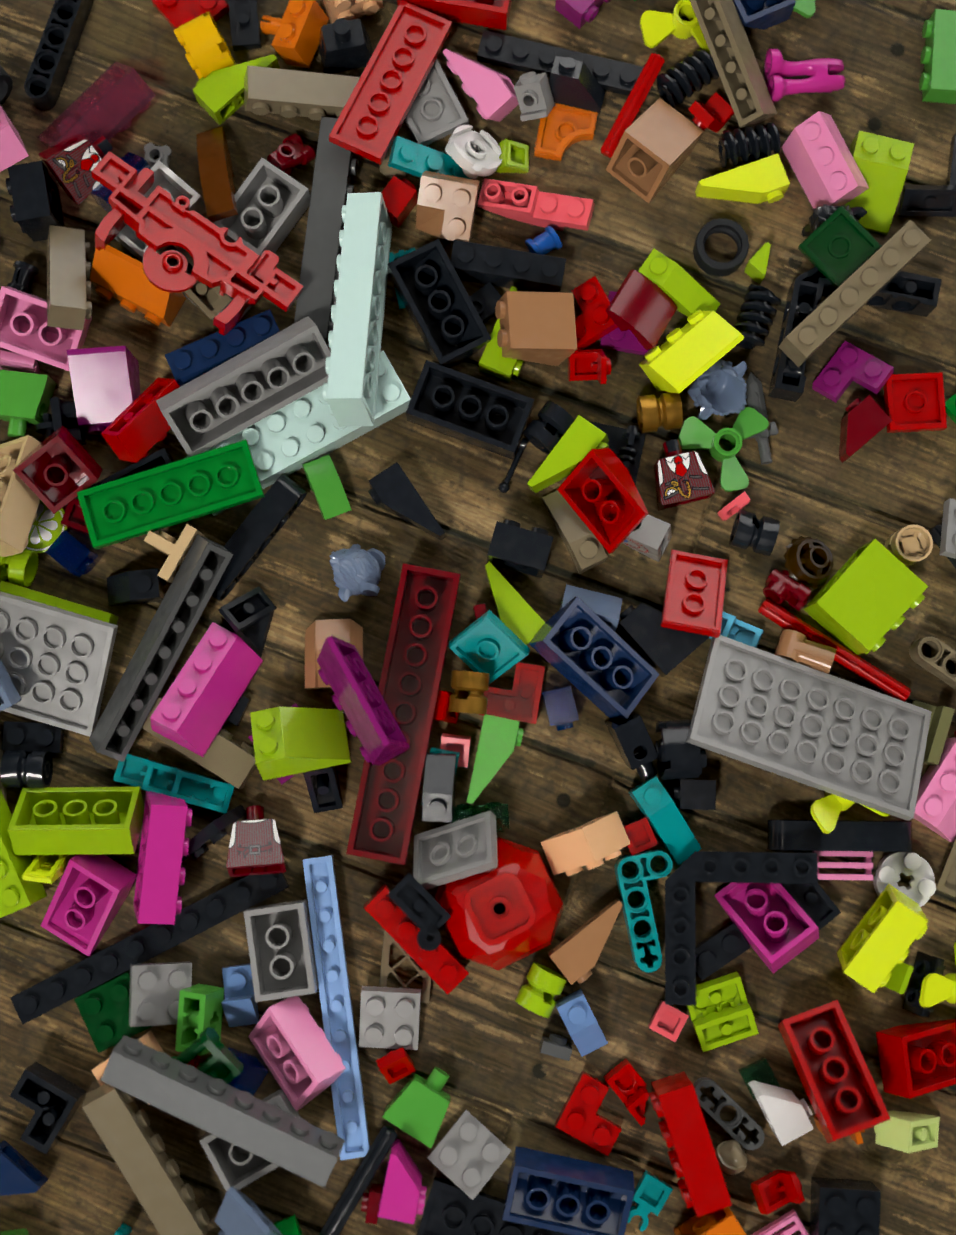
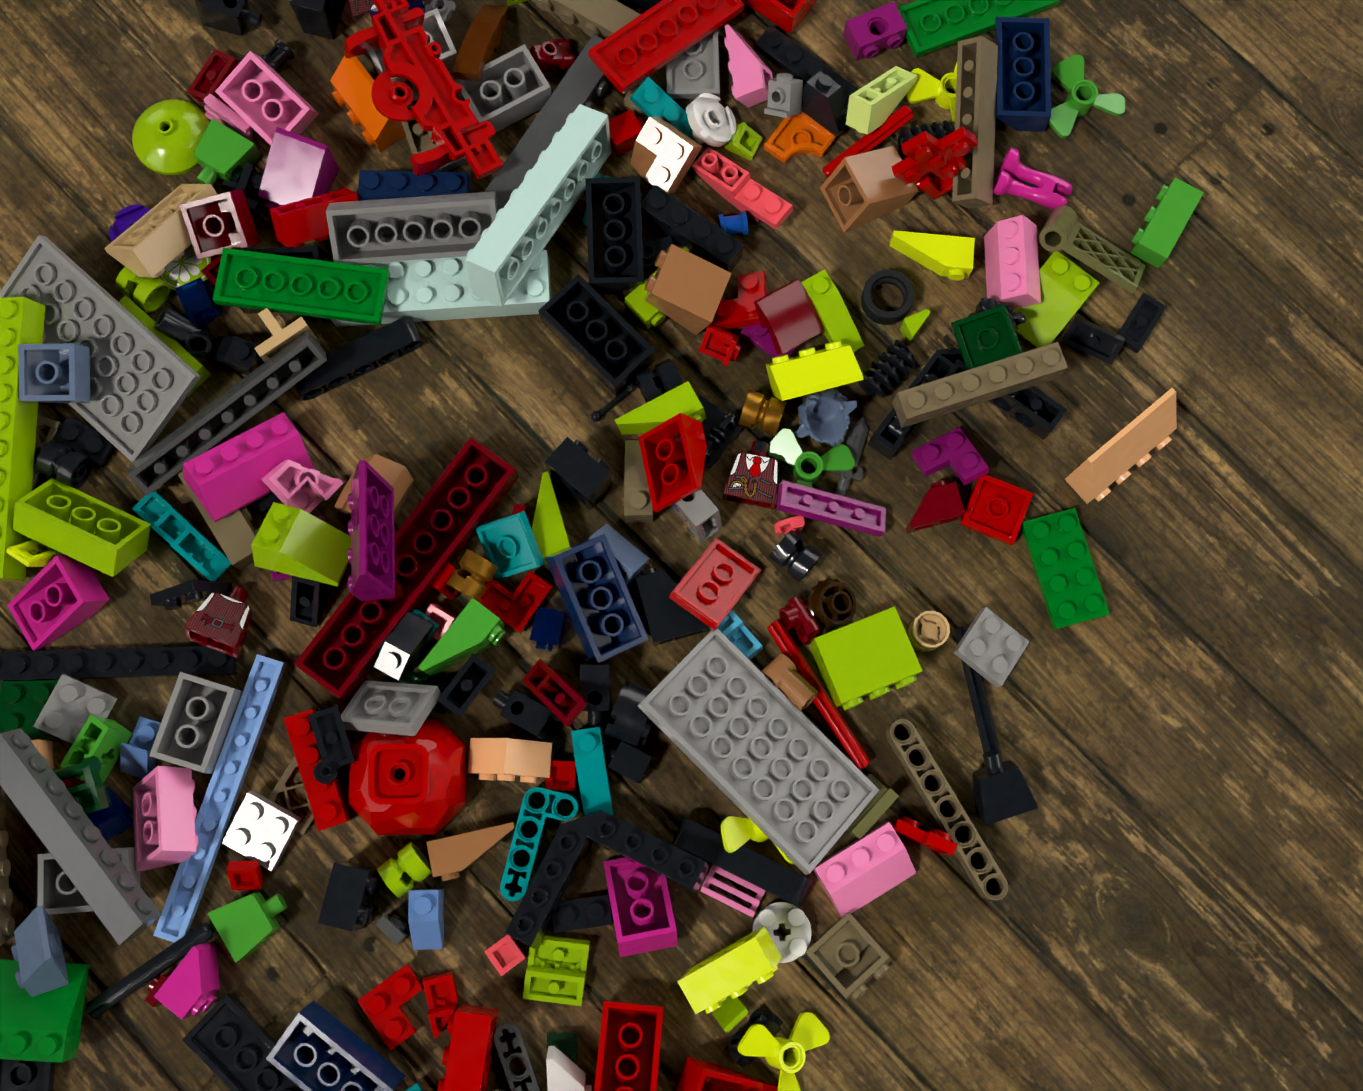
camera: 25 degrees right, 5 degrees down
(67, 278) = (308, 70): dark tan brick -> none
(76, 589) = (184, 330): none -> black piece
(161, 859) = (133, 592): dark pink slope -> none
(250, 617) = (319, 425): black slope -> none
(262, 684) = (300, 486): none -> bright pink slope
(326, 487) = (442, 345): bright green slope -> none
(357, 571) = (430, 427): sand blue hair -> none
(401, 498) = (500, 380): black slope -> none
(469, 1154) = (267, 987): light grey plate -> none
(504, 1039) = (350, 896): none -> black brick
(514, 796) = (466, 685): none -> black slope
(594, 795) = (527, 714): none -> black torso
(603, 764) = (555, 691): none -> dark red slope
(625, 58) = (877, 100): none -> yellowish green slope
(711, 91) = (933, 155): none -> red plate
(748, 142) = (953, 219): black piece -> none
(767, 473) = (831, 508): none -> magenta plate
(813, 902) = (687, 910): black plate -> none
(862, 111) = (1066, 233): none -> olive piece

